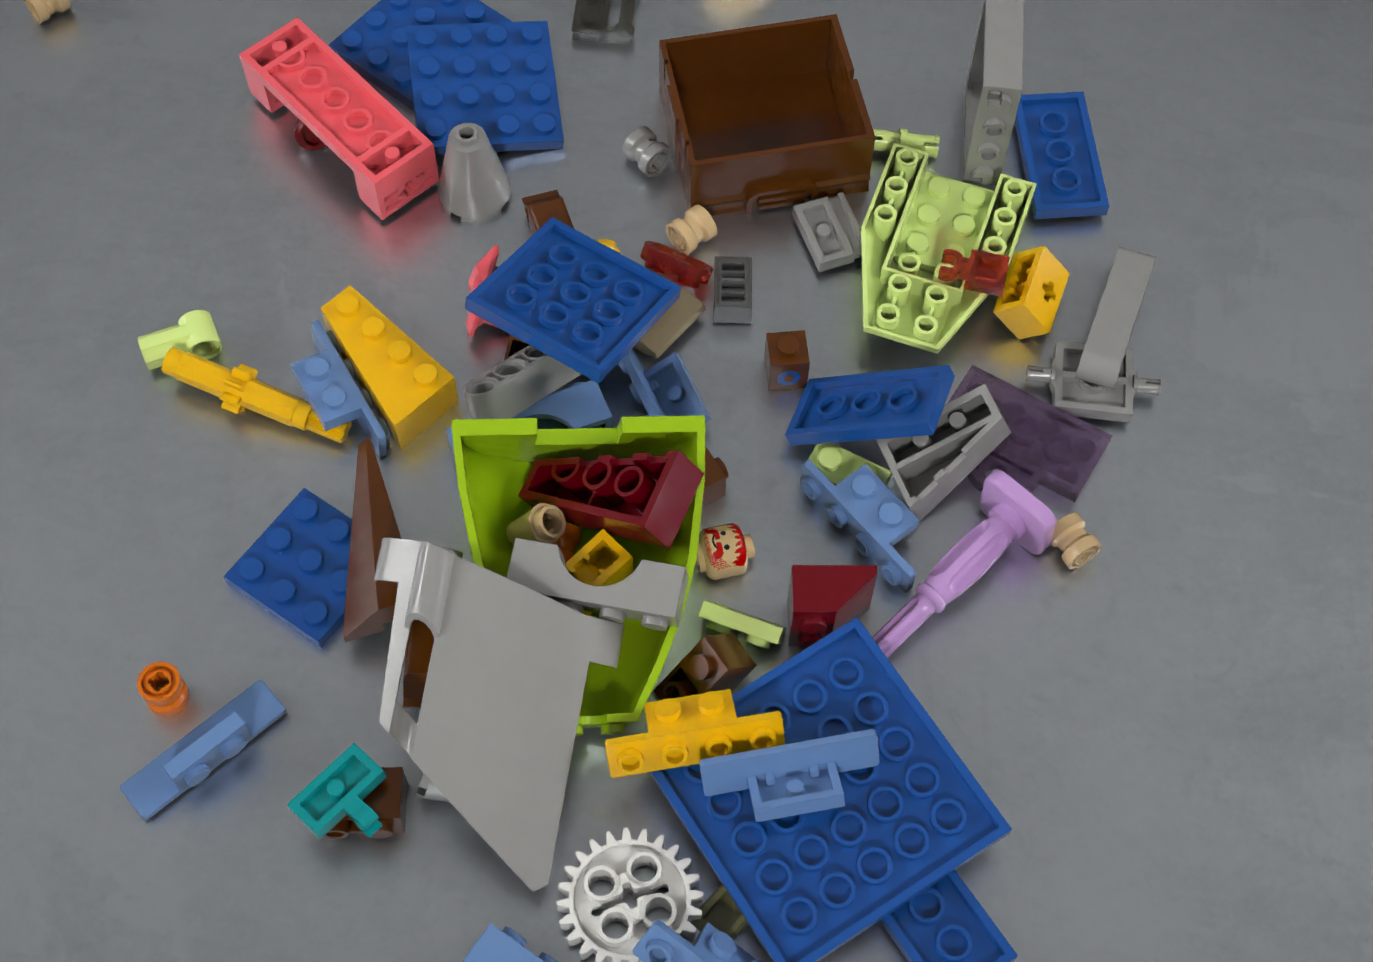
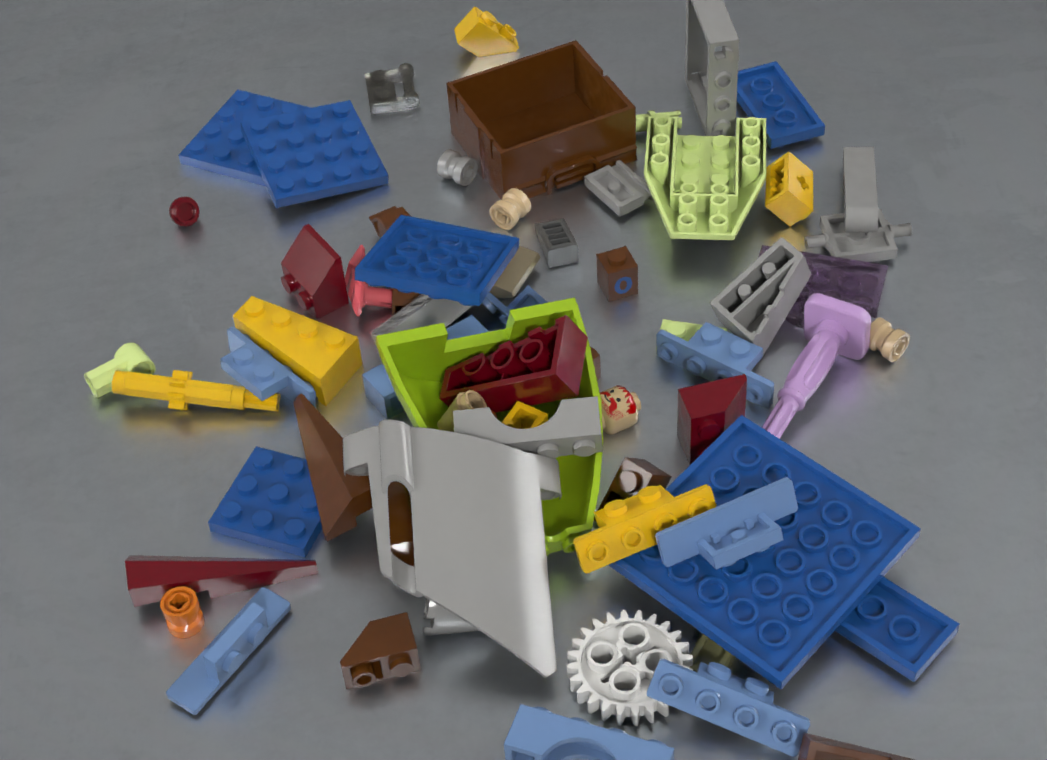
camera: 10 degrees left, 15 degrees down
(156, 632) = (155, 575): none -> dark red wedge
(340, 793) = (362, 636): teal plate -> none
(345, 112) = (255, 204): coral plate -> none
(431, 270) = (314, 274): none -> dark red slope
(472, 176) = (325, 204): light grey cone -> none
(664, 258) = (524, 234): clear red plate -> none
(759, 631) = (663, 454): yellowish green plate -> none
(871, 406) = (696, 281): blue plate -> none
(982, 271) = (746, 176): clear red plate -> none

